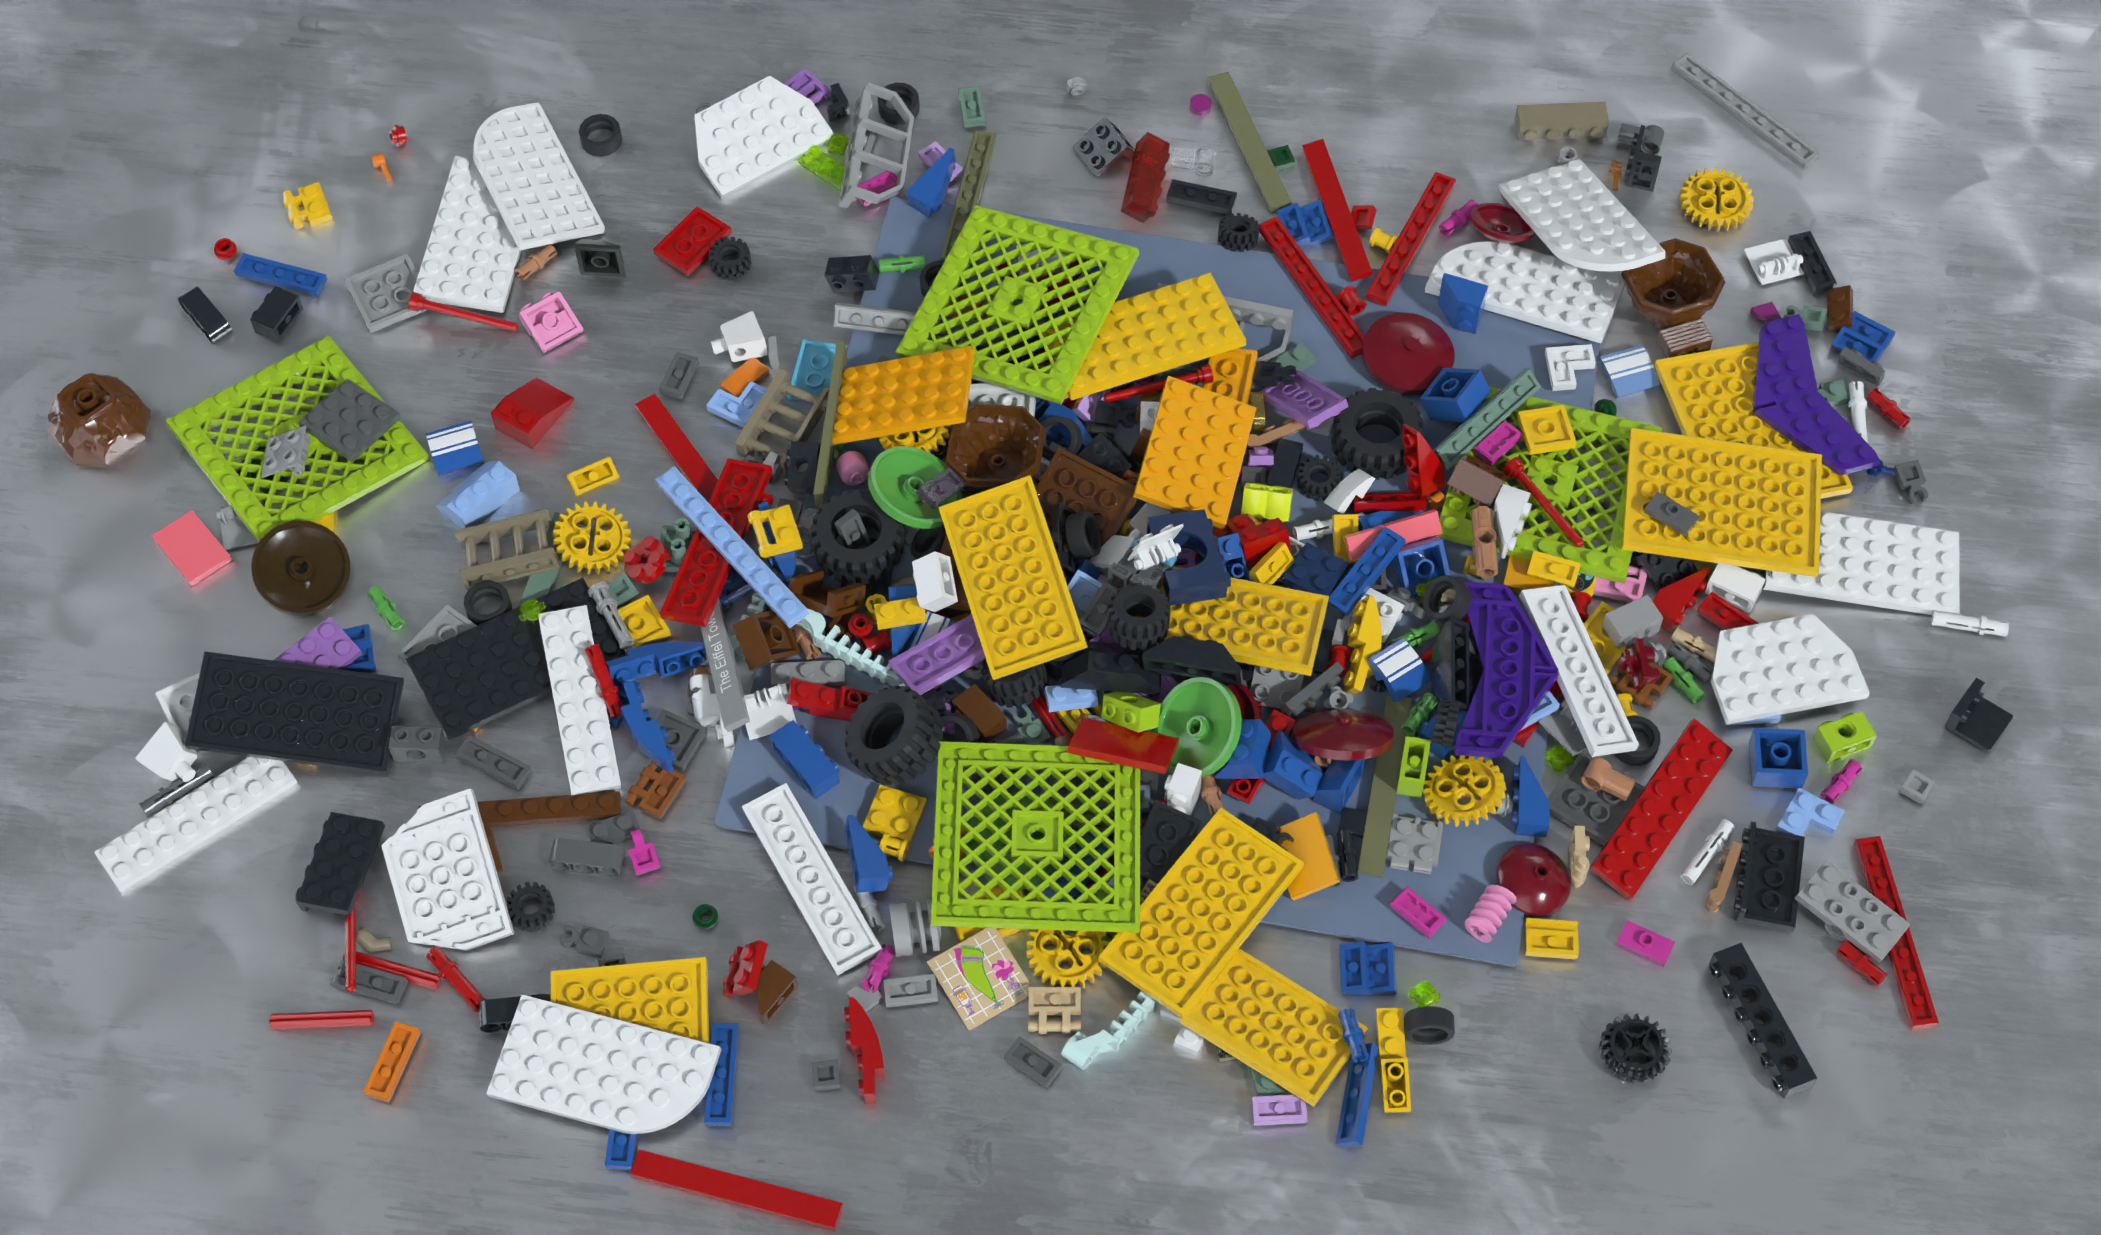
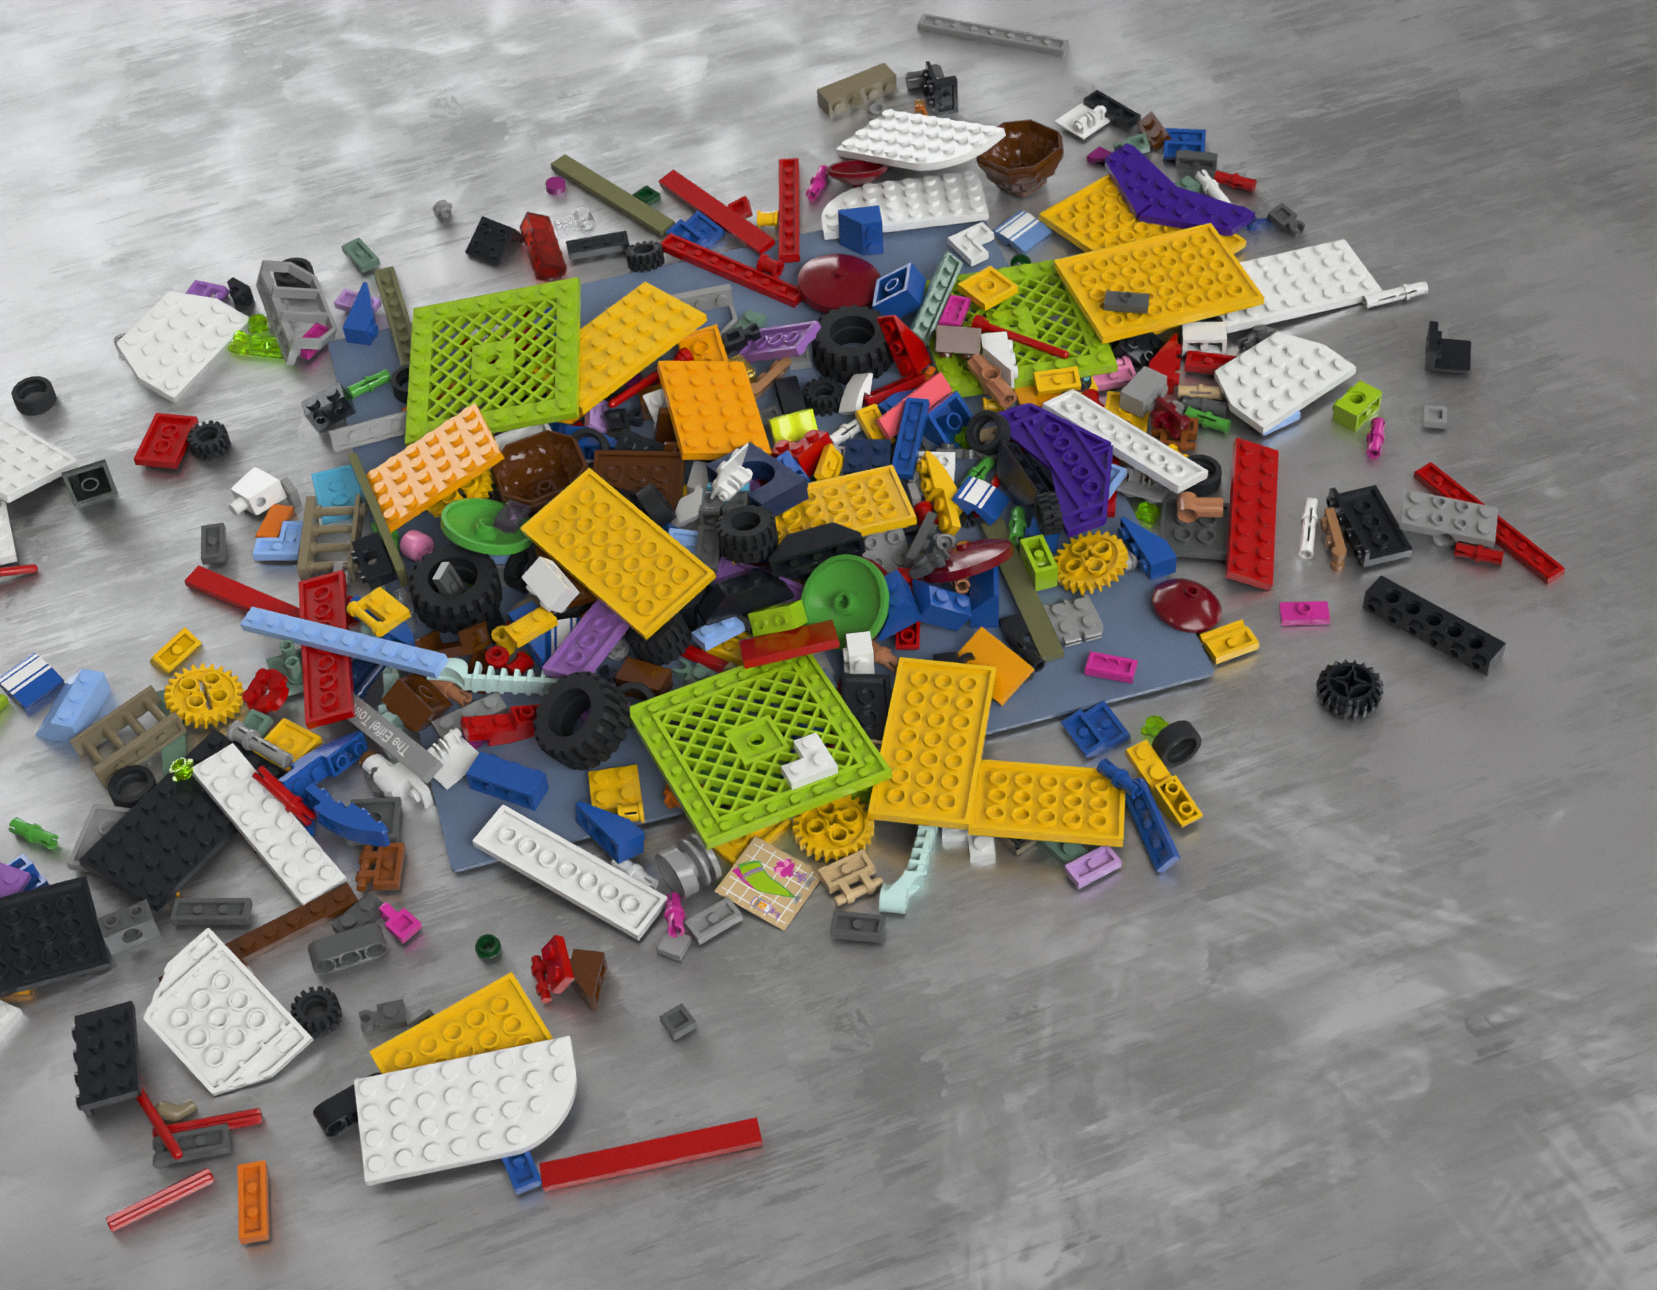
camera: 25 degrees left, 10 degrees down
(449, 970) = (268, 1100): red pin -> none
(530, 411) = (87, 626): red slope -> none
(535, 262) = (27, 511): nougat pin -> none
(550, 321) = (67, 548): bright pink plate -> none
(722, 1086) = (589, 1079): blue plate -> none
(866, 1046) = (701, 980): red slope -> none
(1068, 889) = (814, 762): none -> white plate
(1261, 458) = (768, 397): medium lavender bracket -> none
(1299, 721) = (924, 564): none -> dark grey plate
(1489, 912) = (1170, 640): bright pink piece -> none
(1577, 861) = (1211, 571): tan plate -> none
(1685, 339) = (1050, 193): brick -> none
(1700, 201) = (1011, 96): yellow gear -> none
(1778, 758) = (1318, 439): blue brick -> none
(1792, 607) = (1255, 336): none -> dark grey plate
(1807, 809) = (1363, 468): light blue plate -> none

